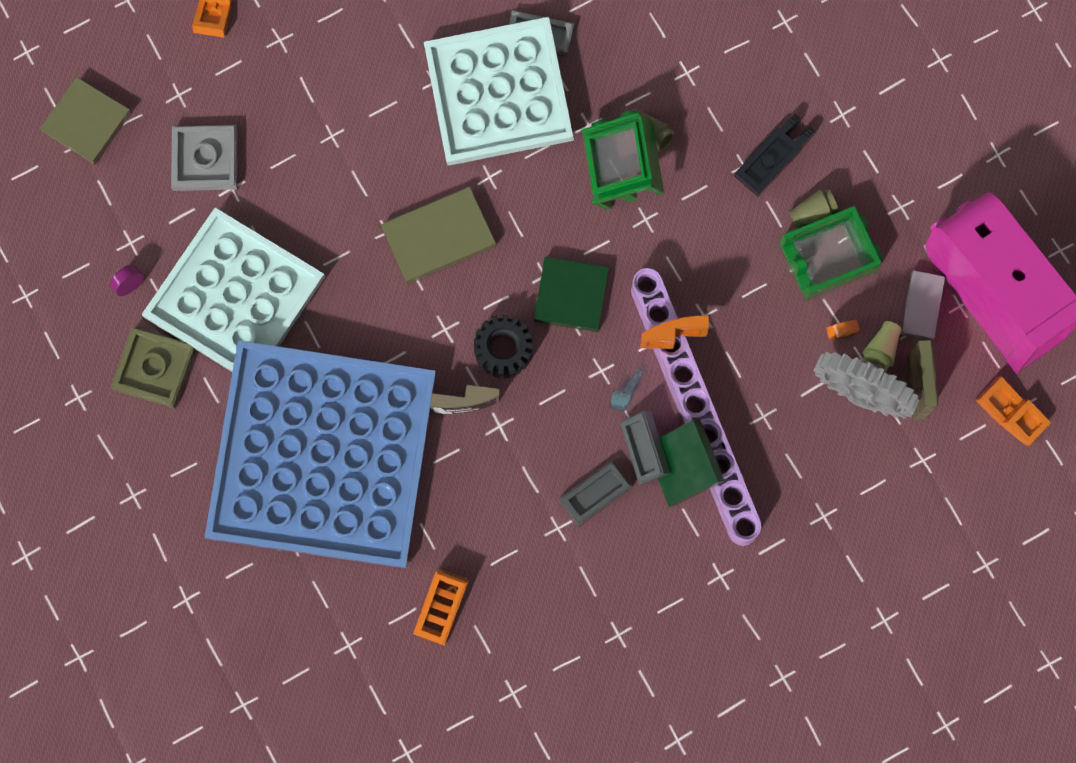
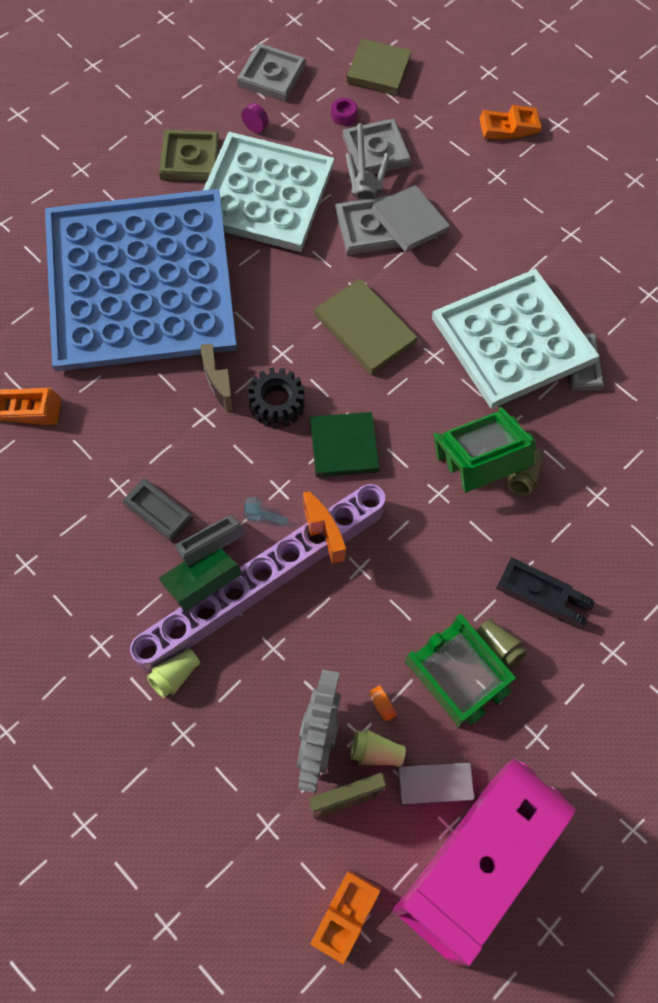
camera: 75 degrees right, 10 degrees down
(55, 245) = (271, 72): none -> light grey tile
(140, 178) = (344, 111): none -> magenta tile
(259, 183) = (365, 184): none -> light grey plant
(309, 196) = (361, 228): none -> light grey tile
(320, 149) = (410, 218): none -> light grey tile
(770, 511) = (172, 673): none -> yellowish green cone

